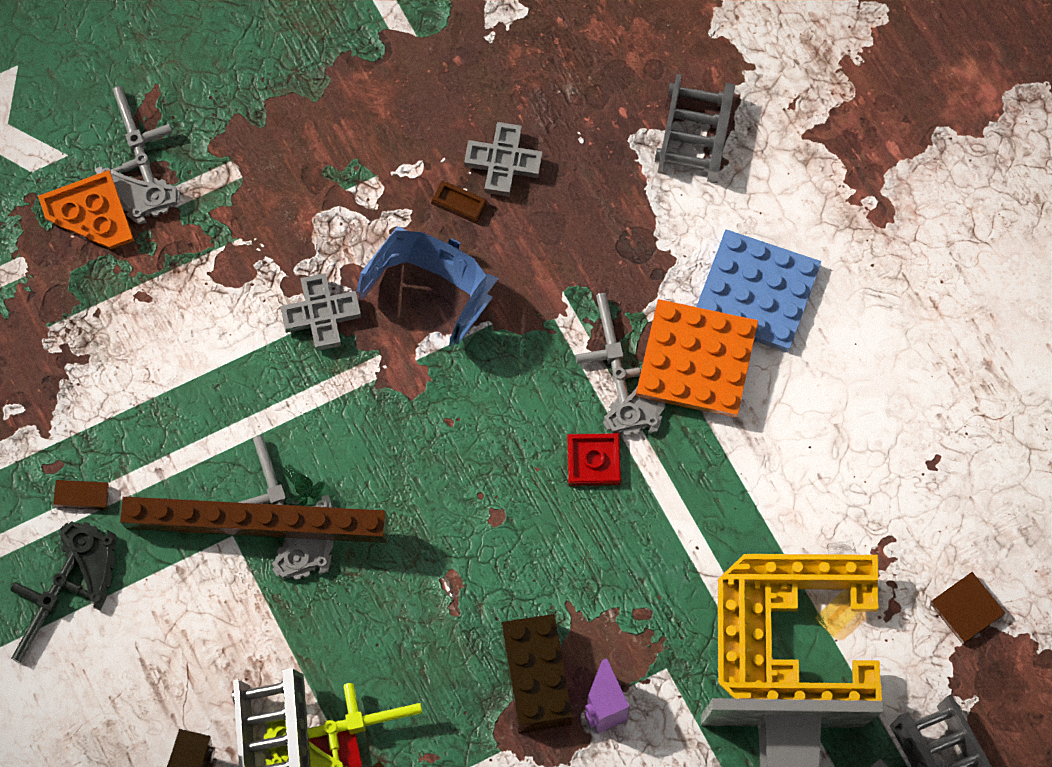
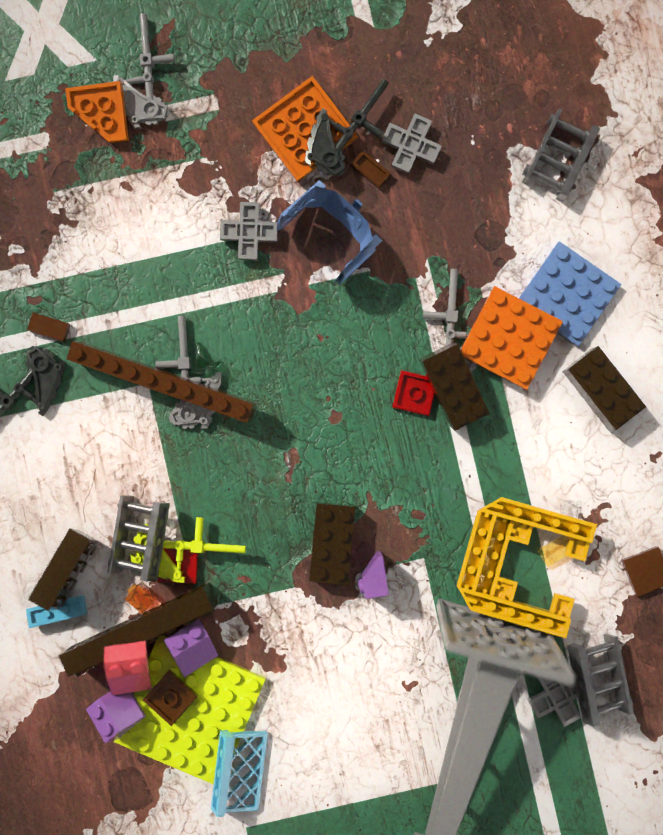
camera: 20 degrees right, 20 degrees up
(361, 174) = (290, 122): none -> orange plate
(388, 185) = (321, 145): none -> pearl dark grey bar
(641, 432) = (454, 386): none -> dark brown brick
(837, 391) = (604, 389): none -> dark brown brick

